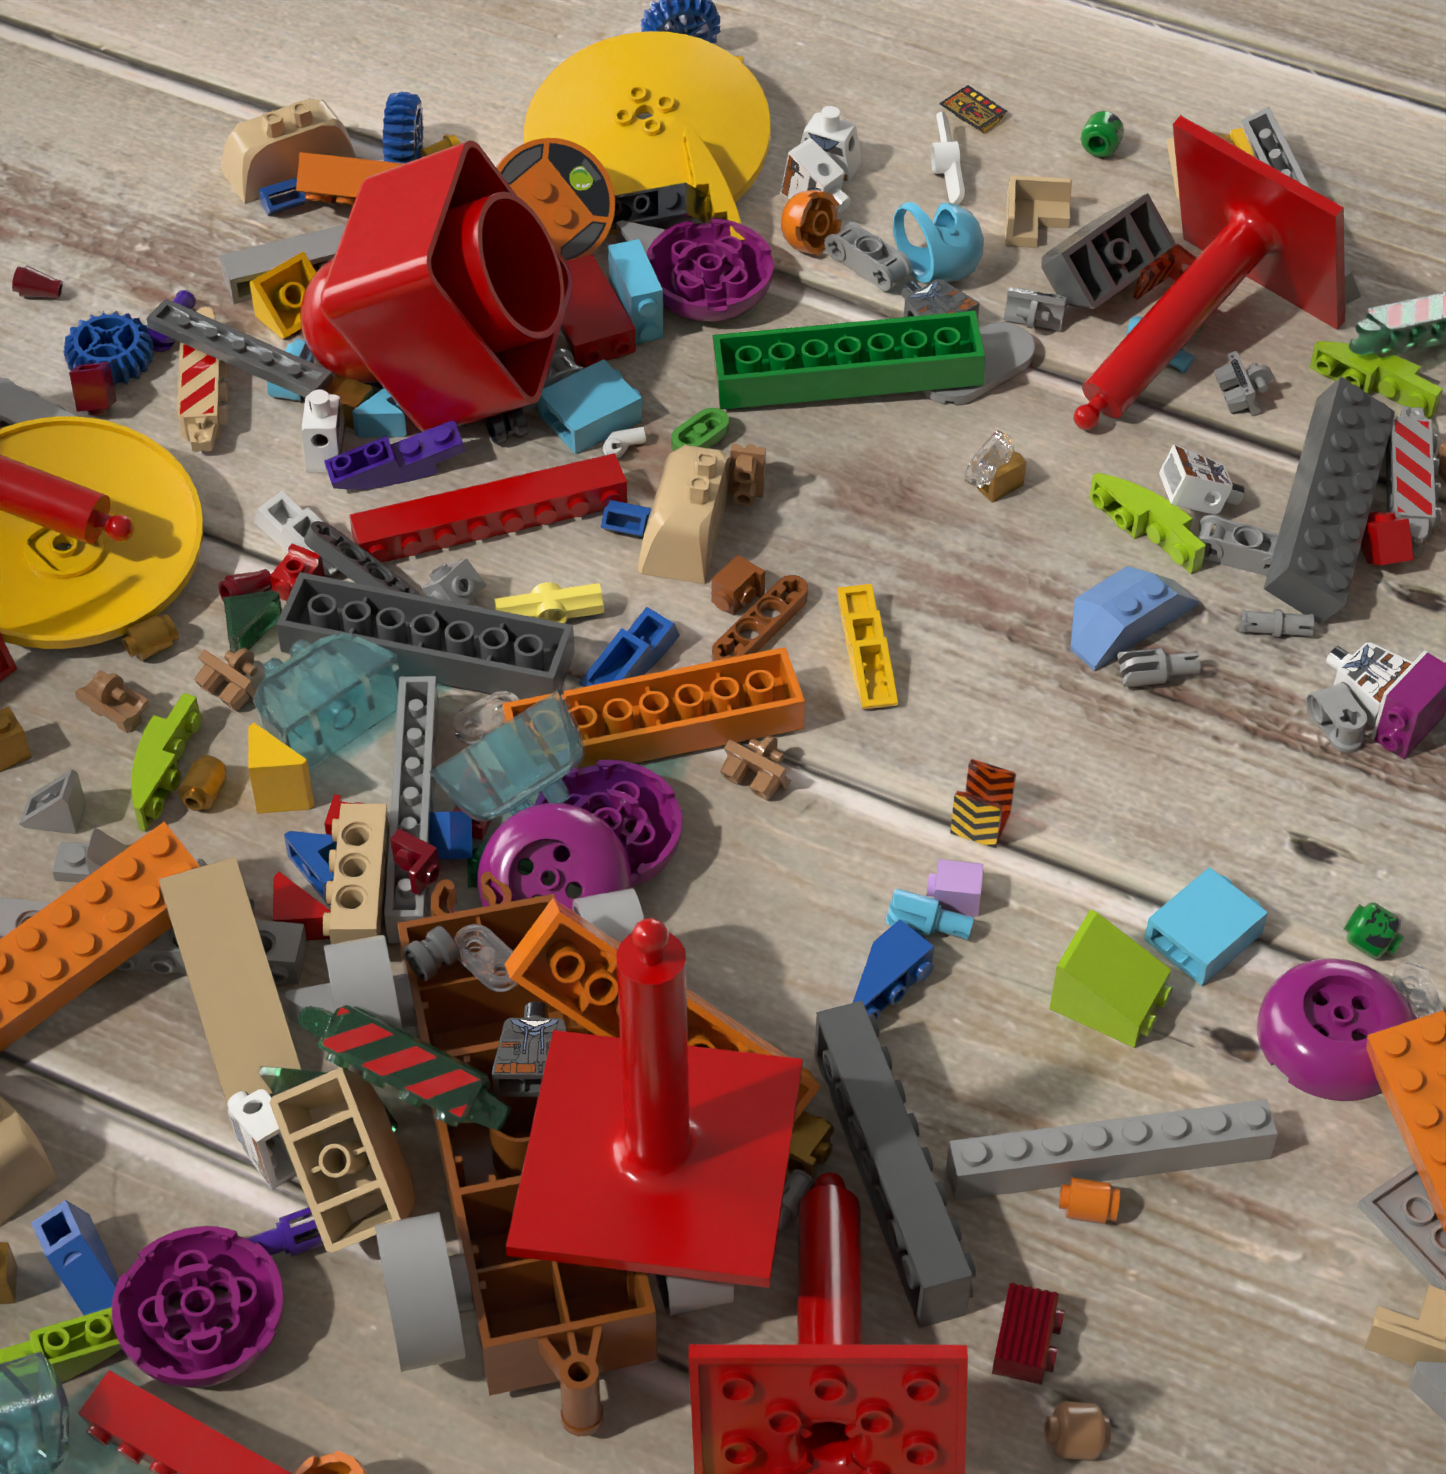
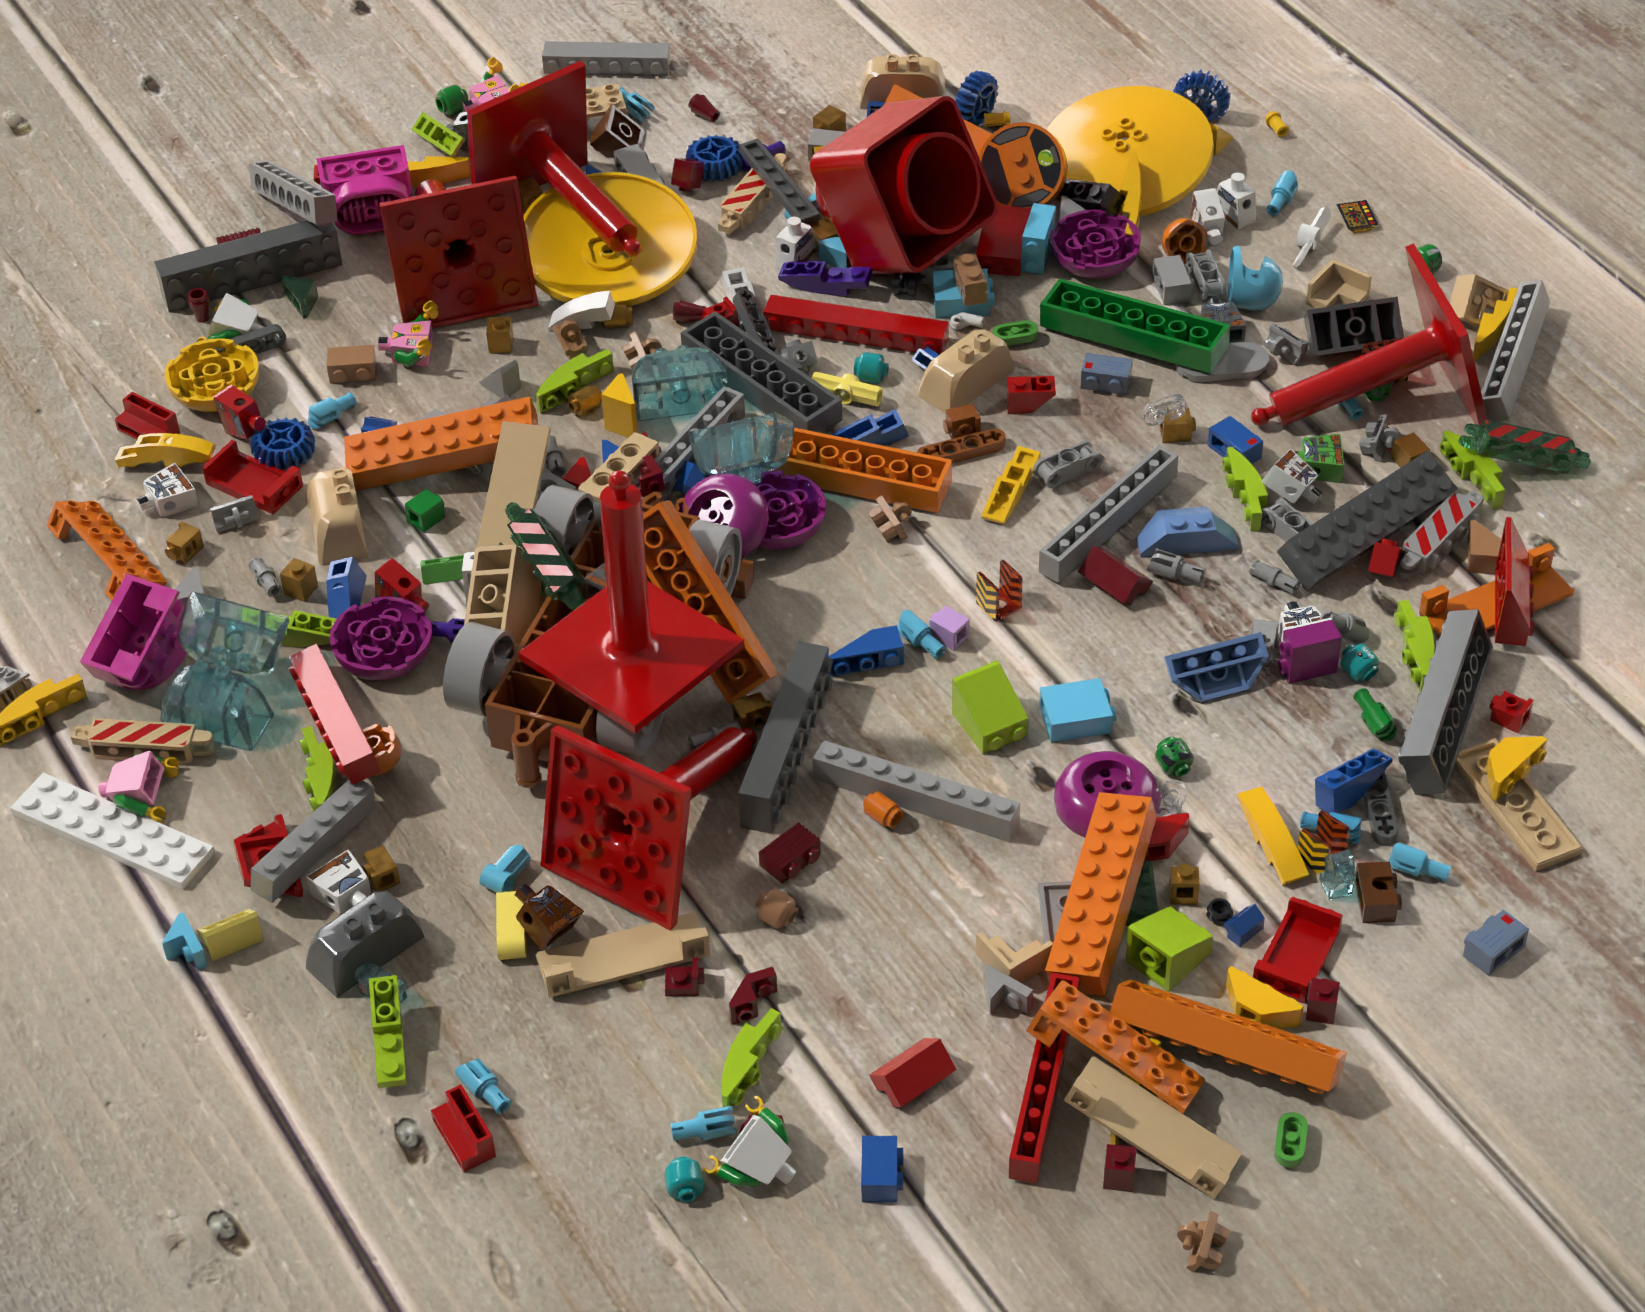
camera: 35 degrees right, 5 degrees down
(98, 1064) = (425, 510): none -> green brick
(102, 649) = (585, 310): none -> white slope
(161, 1207) = (396, 581): none -> red torso
(193, 1141) = (442, 569): none -> bright green slope
(227, 235) = (830, 119): none -> pearl gold brick
(250, 617) = (670, 327): clear green slope -> none
(556, 561) = (870, 368): none -> teal head
(606, 383) = (970, 279): none -> medium nougat brick
(747, 473) = (1018, 360): medium nougat hips -> none
(786, 27) = (1274, 120): none -> yellow pin
(790, 508) = (1029, 393): none -> red slope
(833, 279) = (1172, 279): none -> light grey brick
(859, 439) = (1106, 373): none -> sand blue brick
(868, 112) = (1282, 192): none -> medium azure arm
(914, 585) = (1068, 464): none -> light grey piece
(1025, 633) = (1108, 513): none -> light grey brick
(1080, 458) = (1234, 434): none -> blue brick
(1096, 713) = (1114, 575): none -> dark red piece
(1205, 433) = (1324, 456): none -> bright green torso
(1294, 389) = (1407, 449): none -> pearl gold brick
(1326, 777) = (1218, 667): none -> medium blue wedge
(1417, 643) = (1348, 625): none -> light grey arm

